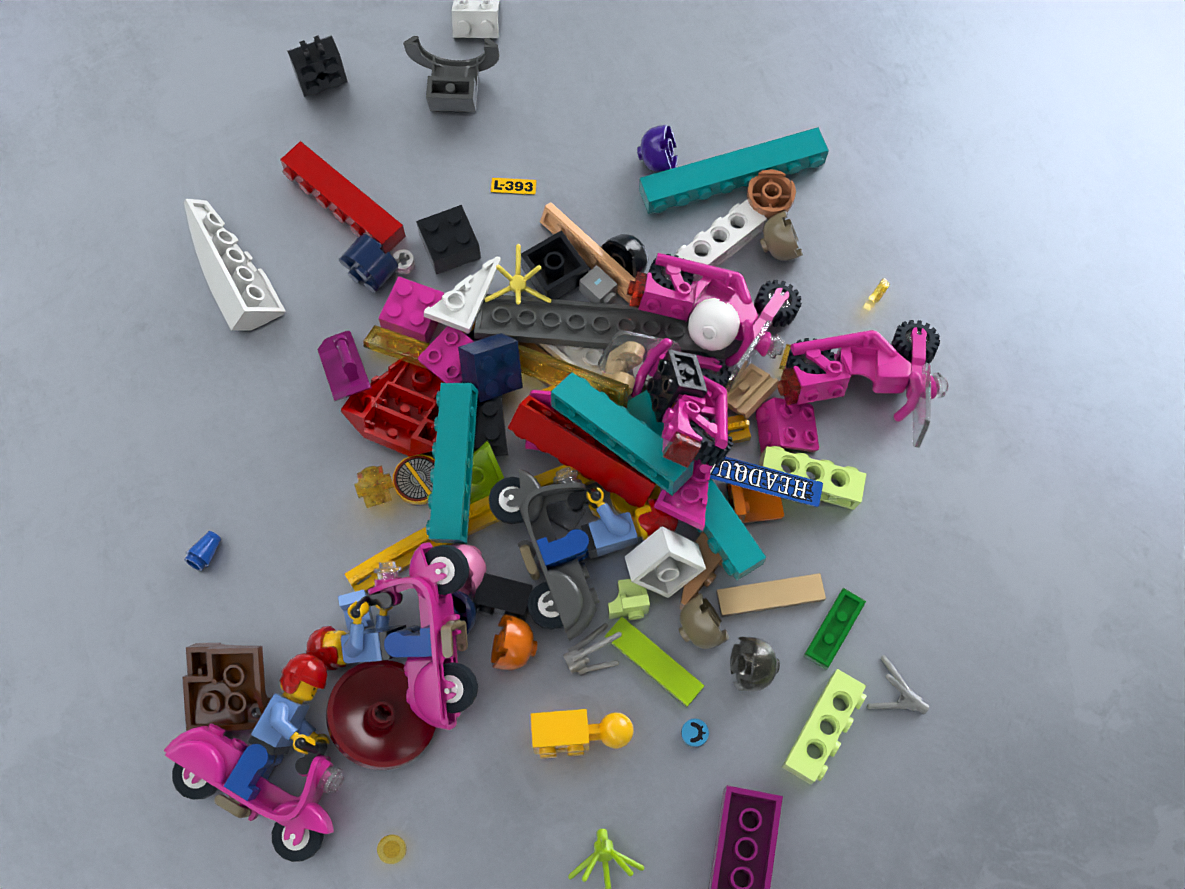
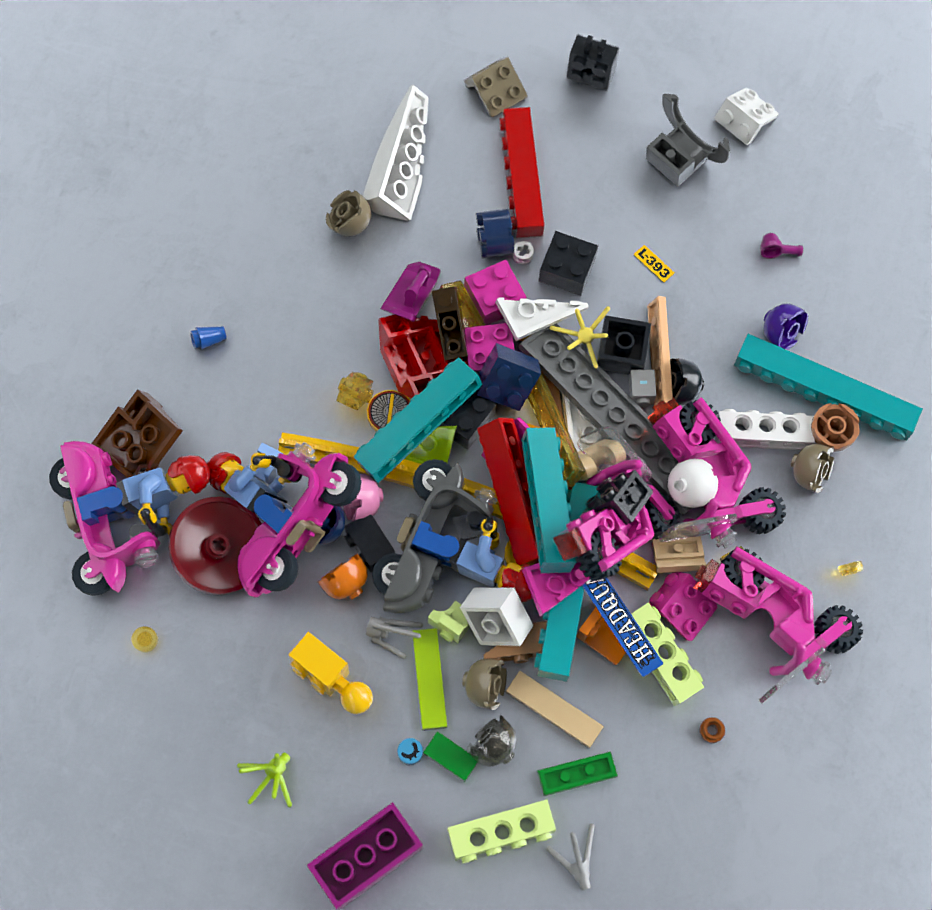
camera: 40 degrees right, 0 degrees up
(230, 347) = (349, 214): none -> dark tan cylinder
(255, 146) = (497, 86): none -> dark tan bracket
(402, 364) = (450, 322): none -> dark brown slope
(593, 99) = (772, 247): none -> magenta bar
(729, 706) = (450, 756): none -> green tile
(902, 495) = (717, 724): none -> dark orange plate

